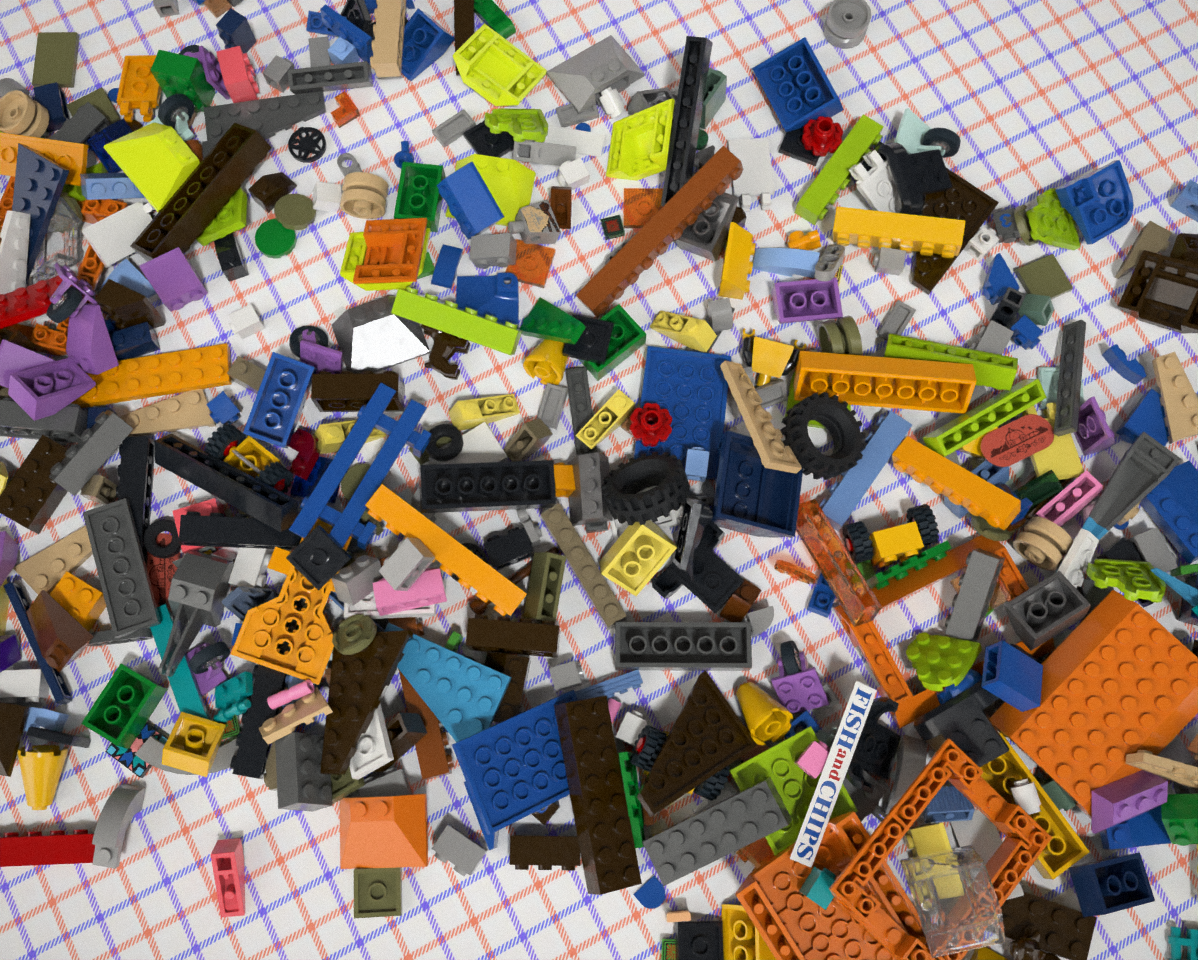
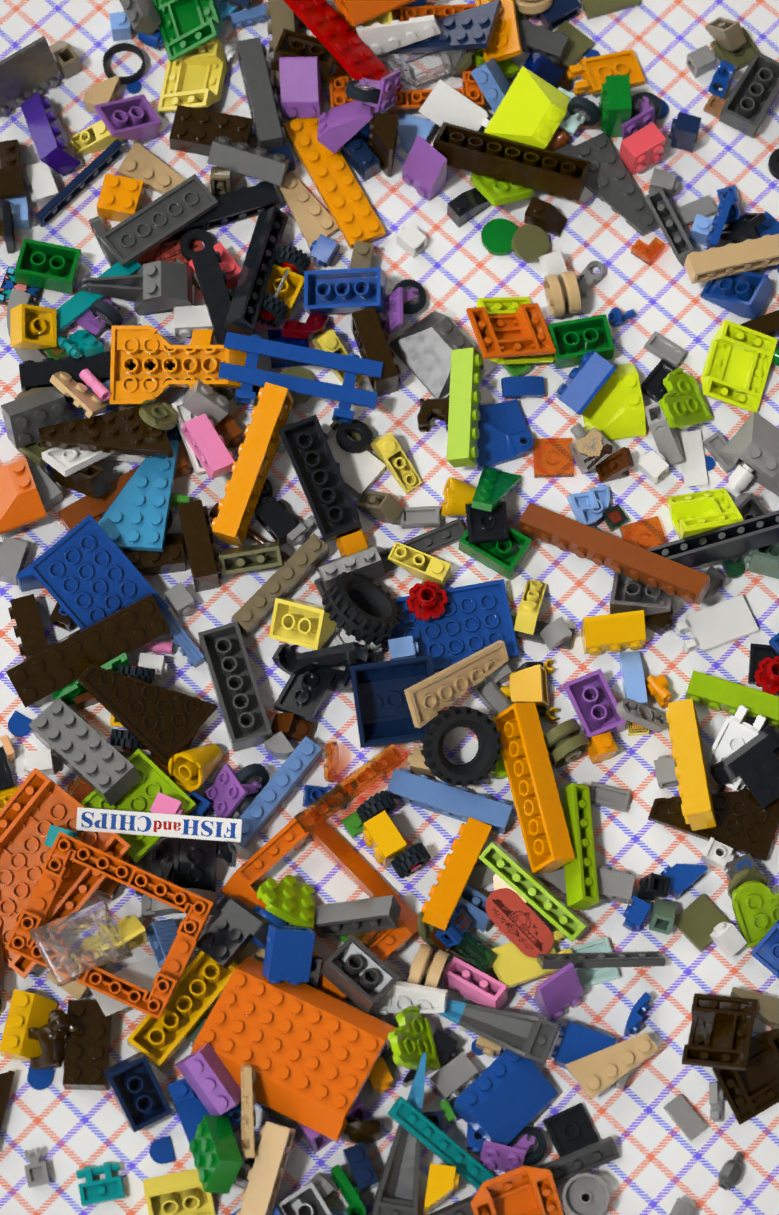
camera: 70 degrees right, 5 degrees down
(48, 387) = (290, 108): medium lavender slope -> none
(56, 632) = (90, 193): reddish brown slope -> none
(246, 598) = (164, 324): sand blue wing -> none
(307, 144) = (602, 231): black wheel -> none
(318, 557) = (211, 363): black tile -> none
(406, 564) = (226, 431): light grey brick -> none
(493, 250) = (550, 420): light grey brick -> none
(593, 244) = (589, 505): none -> light blue brick
(706, 886) = (40, 760): none -> white brick
(809, 638) = (278, 790): none -> medium blue brick
(813, 488) = (416, 762): none -> tan brick
(853, 307) = (601, 747): none -> light orange brick
(897, 571) = (347, 837): green wing -> none
(1026, 796) = (189, 995): white brick -> none
(1071, 259) = (728, 938): none -> white brick
(1164, 874) = (162, 1150): none -> blue piece

